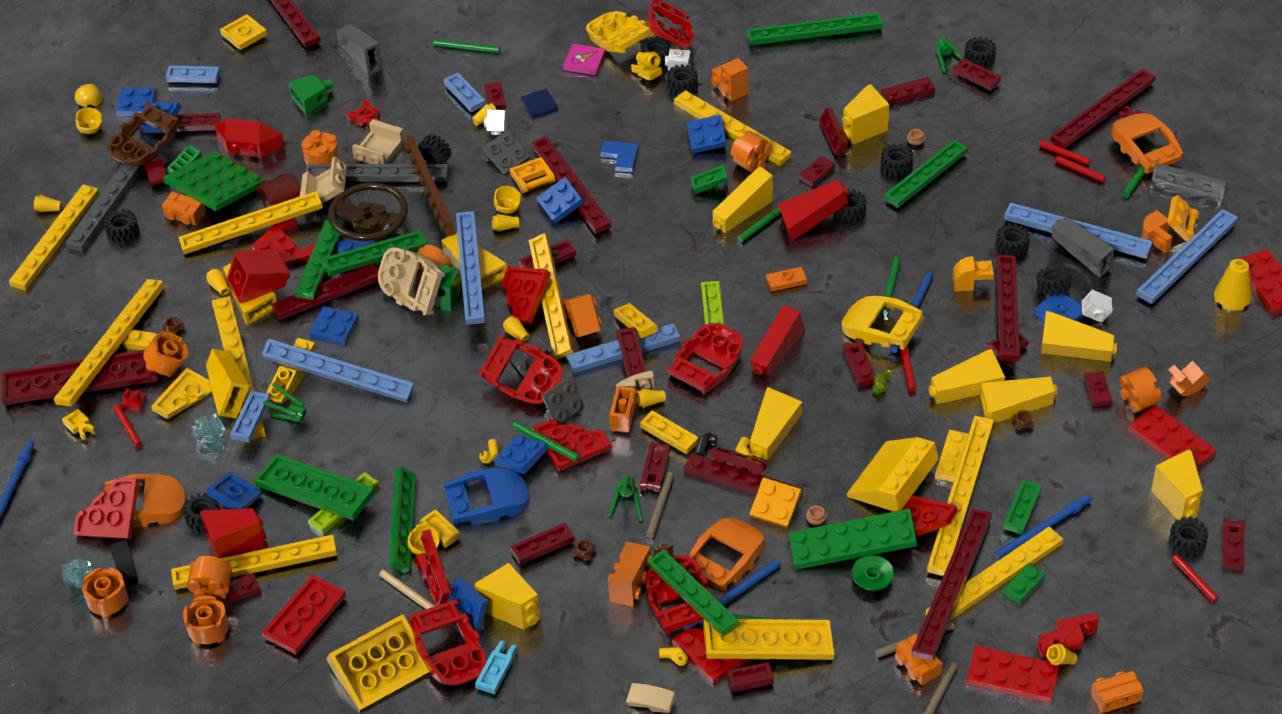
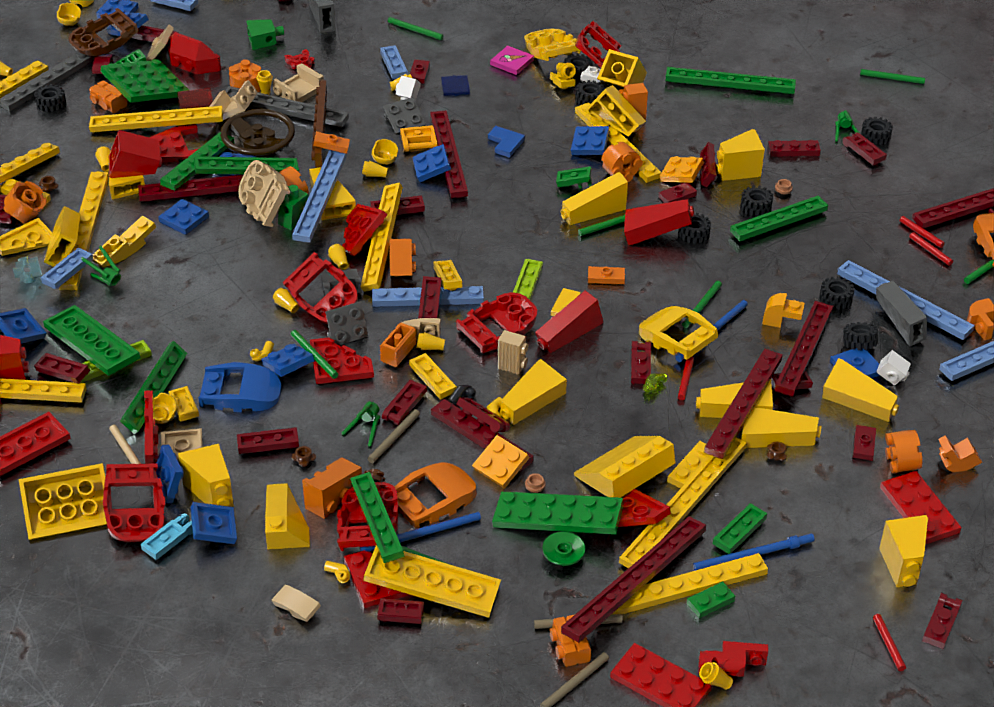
camera: 15 degrees right, 5 degrees down
(209, 133) = (159, 43): none -> tan plate
(300, 525) = (62, 368): none -> dark red plate
(337, 370) = (162, 250): medium blue plate -> none
(343, 148) = (264, 80): none -> yellow cone
(434, 149) = (341, 98): black tyre -> none
(457, 206) = (331, 142): none -> orange plate
(464, 566) = (182, 440): none -> tan plate
(487, 391) = (284, 299): none -> yellow cone
(534, 642) = (213, 523): none -> blue plate
(598, 621) = (284, 520): none -> yellow wedge
(708, 47) = (621, 69): none -> yellow slope
(722, 96) = (616, 111): none -> yellow wedge
(737, 387) = (512, 352): none -> tan brick
(760, 319) = (563, 300): none -> yellow tile
(810, 143) = (681, 169): none -> light orange plate
(978, 382) = (743, 404): none -> dark red plate
(1188, 527) = (894, 609): black tyre -> none

